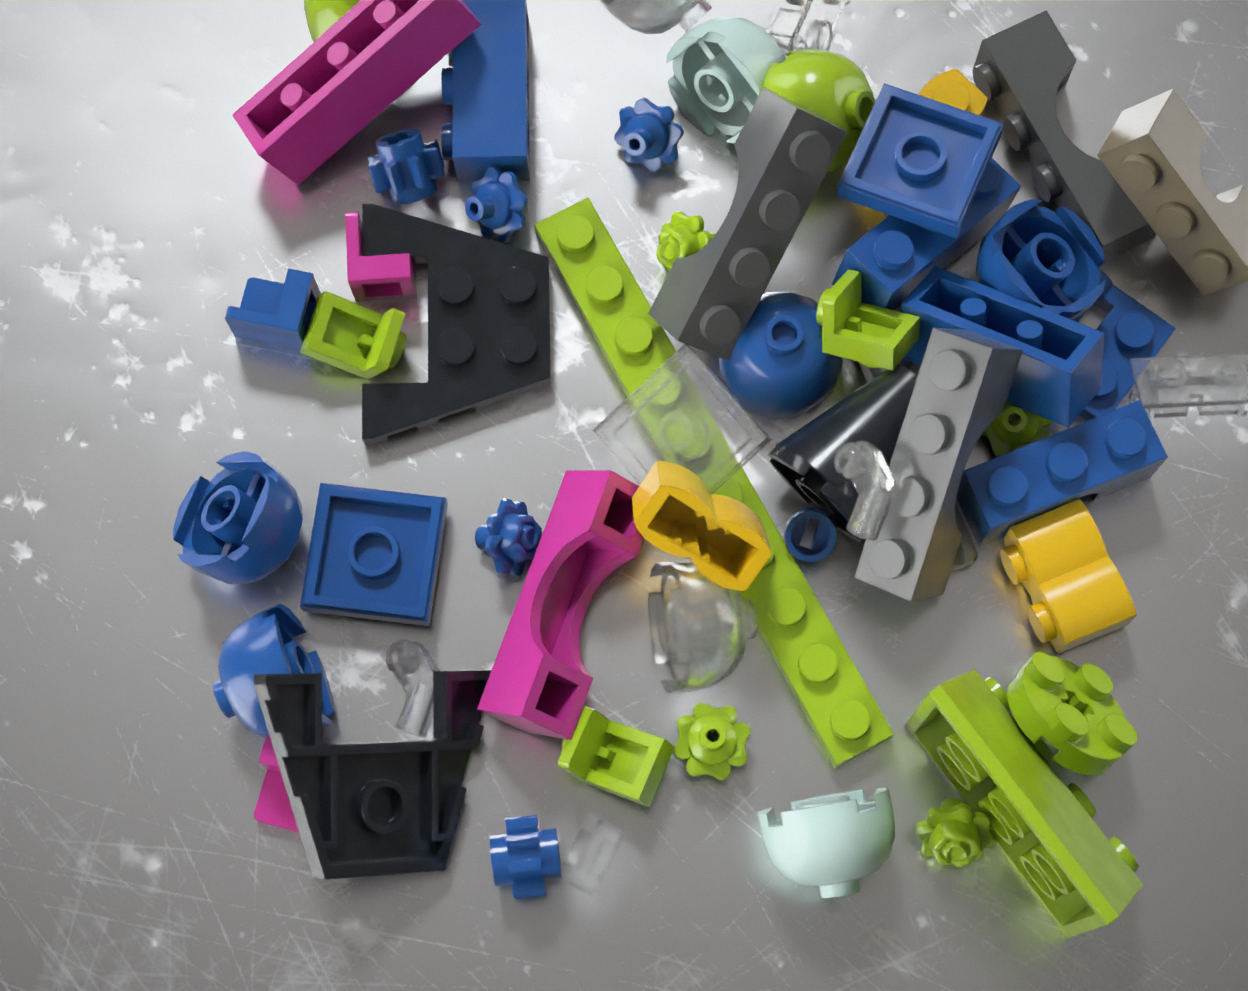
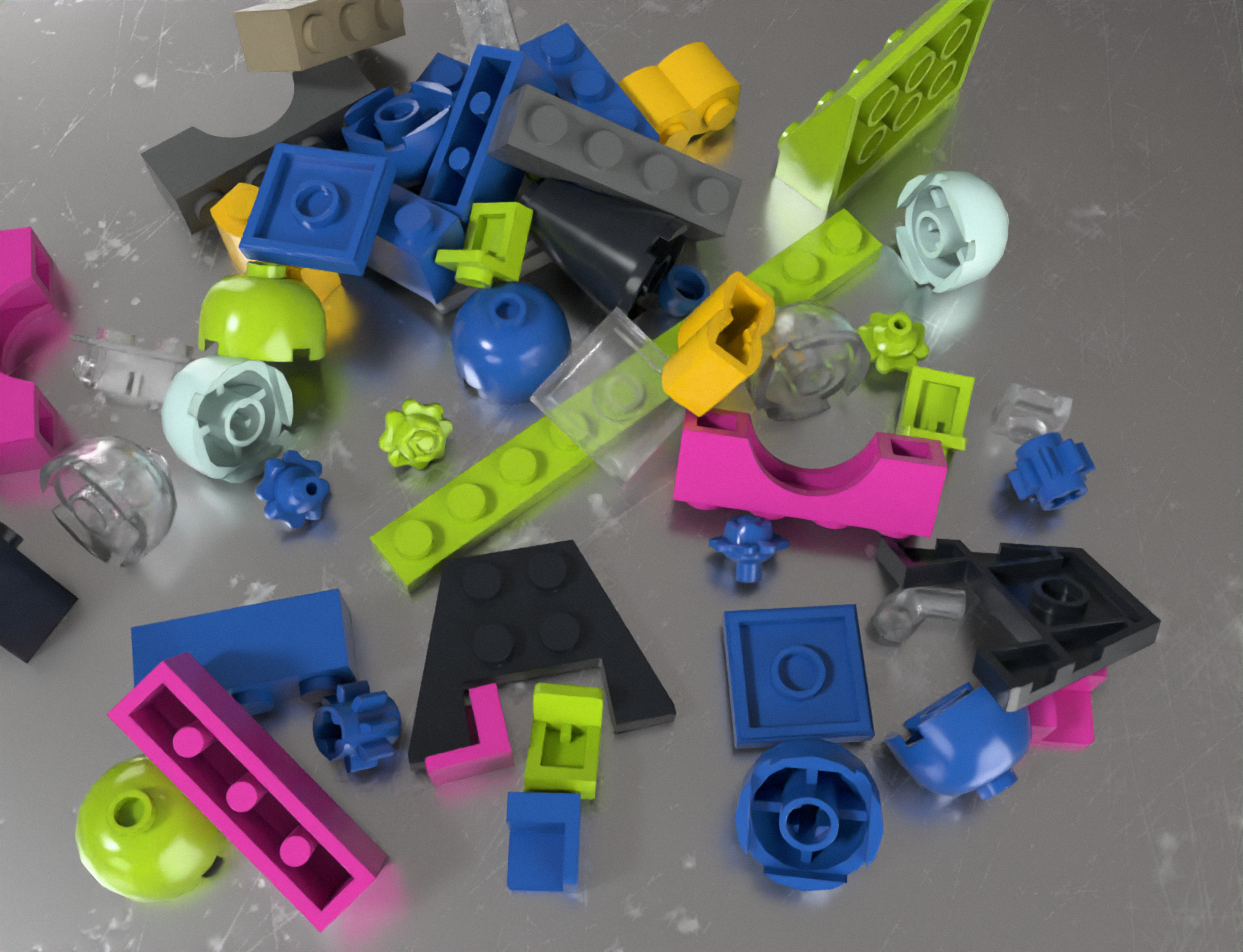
camera: 105 degrees left, 10 degrees down
(497, 204) = (389, 623): blue plant -> none
(781, 165) = (339, 305): dark grey arch -> none
(873, 482) = (657, 195): clear arm -> none
(955, 833) = (915, 151): lime plant -> none
(1071, 712) = (798, 76): lime plate -> none

